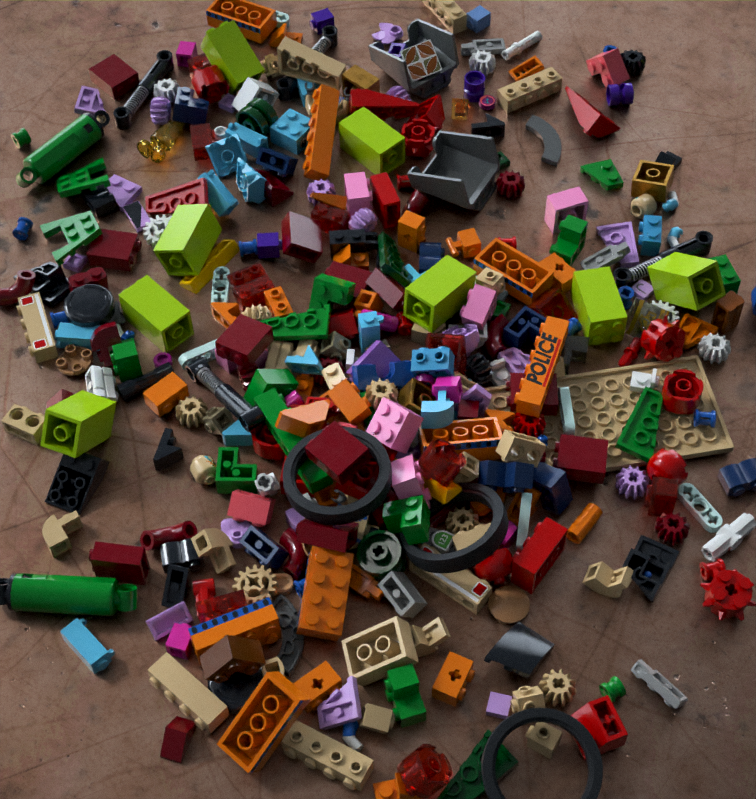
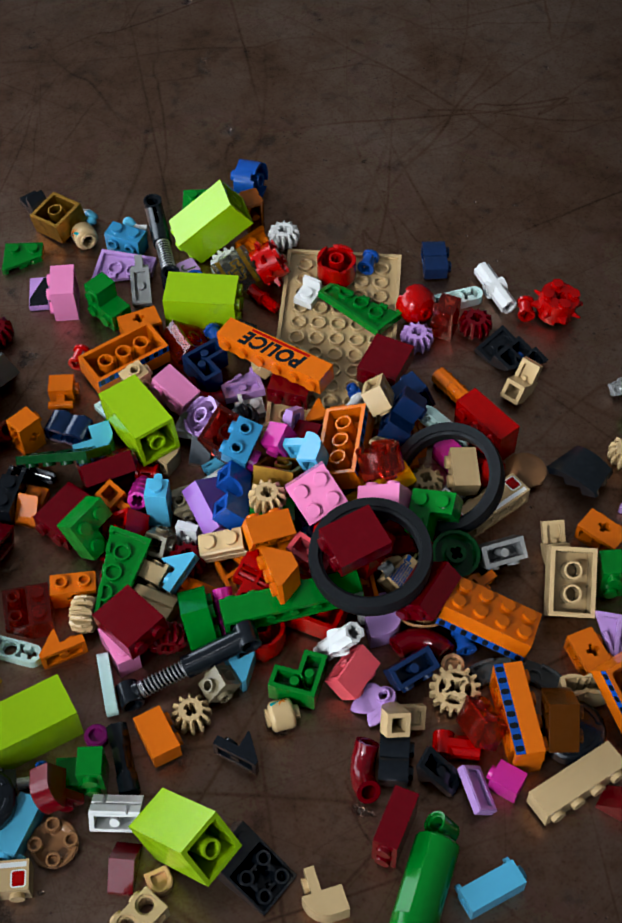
camera: 75 degrees left, 0 degrees up
(529, 425) = (333, 395): red gear -> none
(566, 411) = (341, 362): light aqua beam -> none

